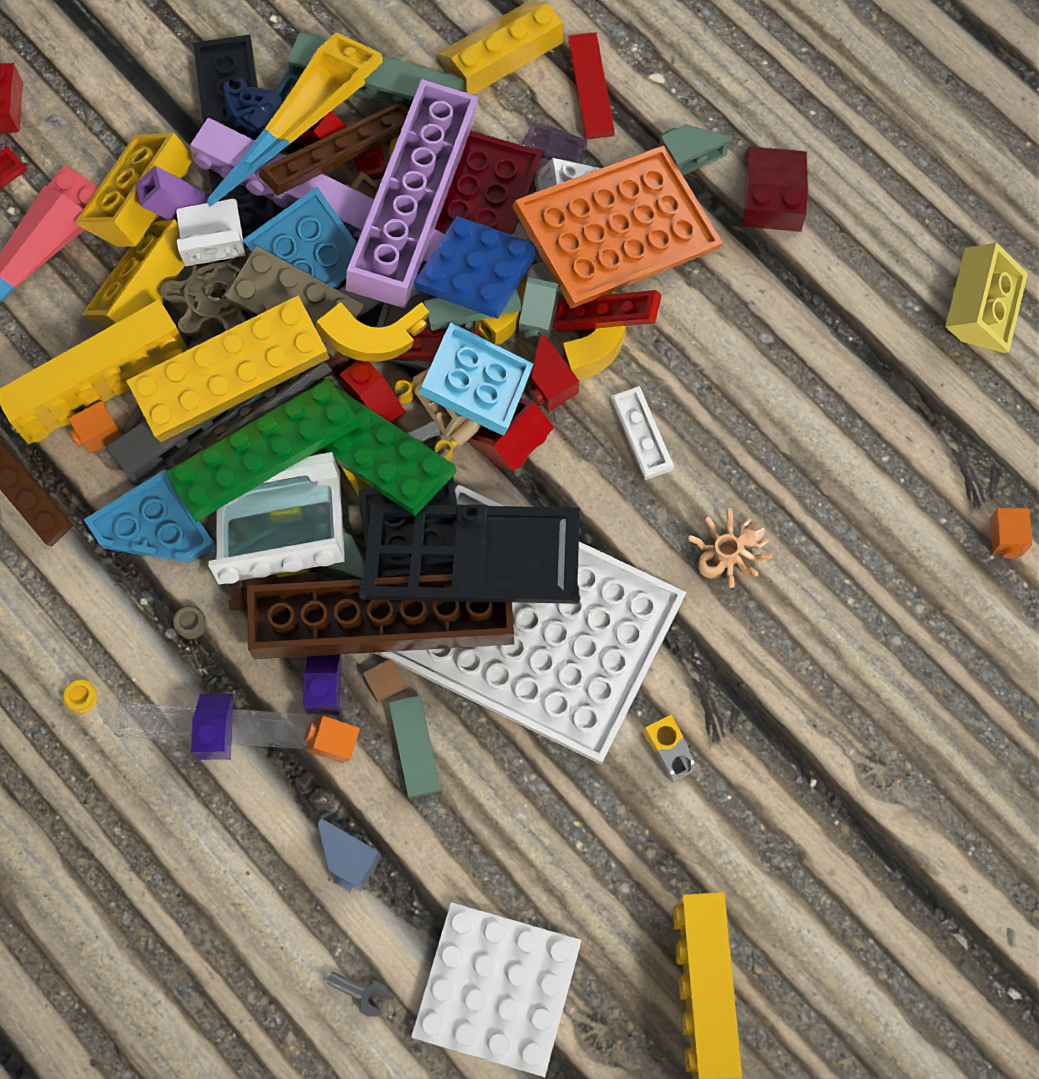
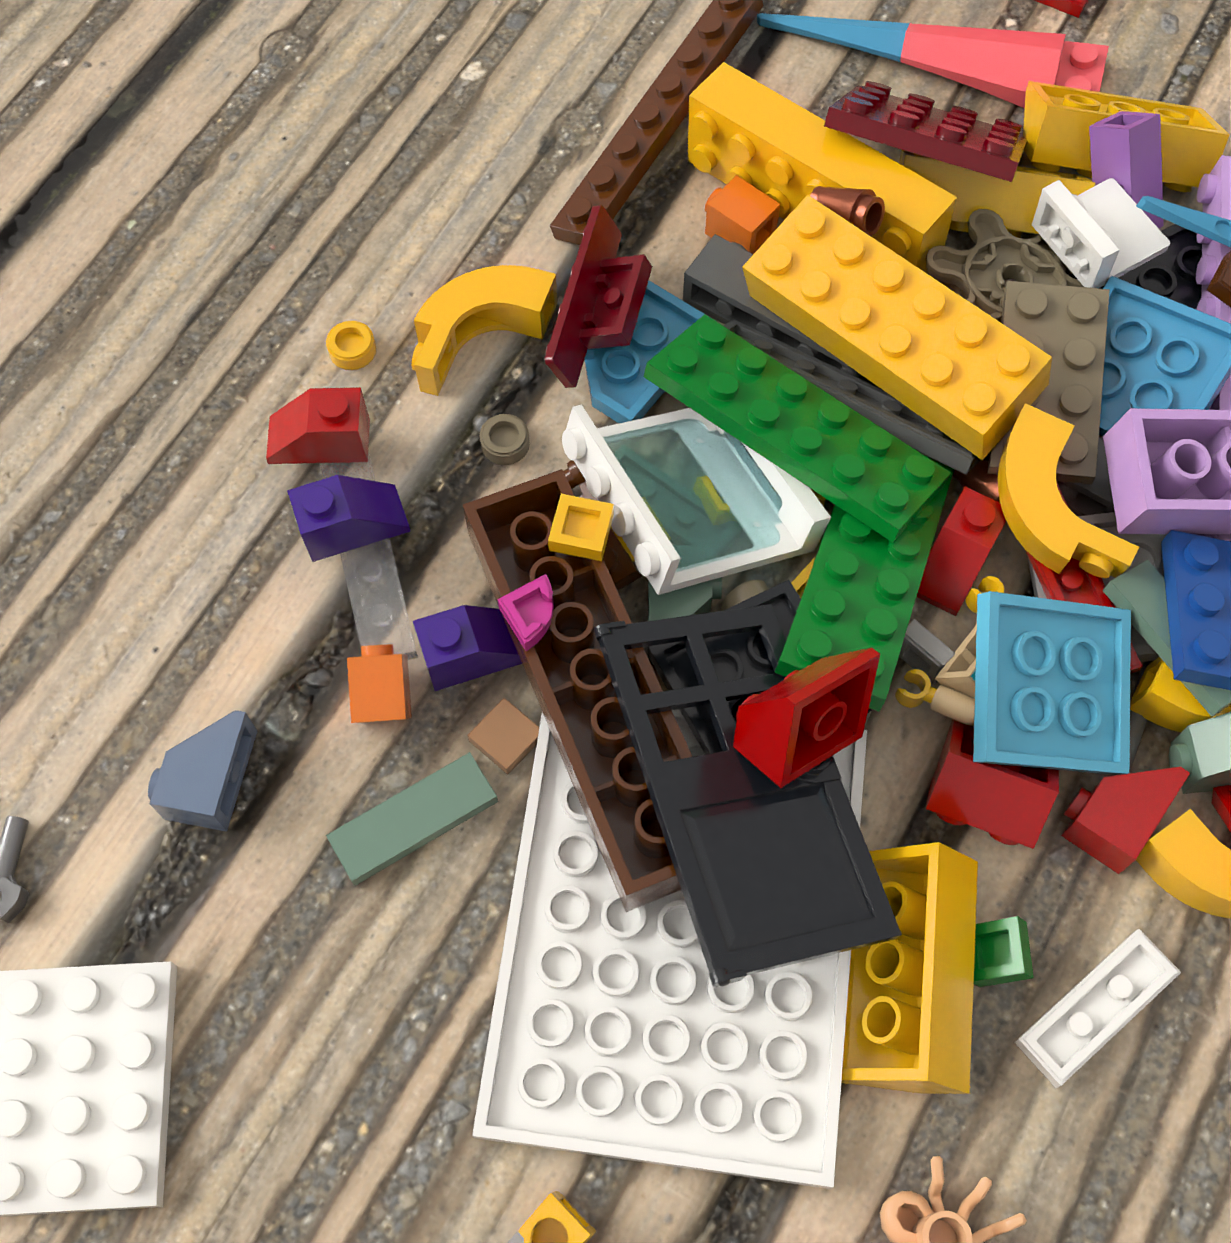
camera: 70 degrees right, 5 degrees down
(87, 604) = (477, 303): none -> yellow arch
(93, 293) = (929, 131): none -> dark red plate
(126, 527) = (599, 299): none -> dark red bracket
(141, 359) = (855, 205): none -> copper cone
(144, 728) = (320, 428): none -> red slope
(292, 586) = (581, 527): none -> yellow tile
(333, 631) = (529, 610): none -> dark pink tile
(452, 505) = (807, 715): none -> red slope
(599, 467) = (1002, 952): none -> green plate
(608, 516) = (915, 993): none -> yellow slope

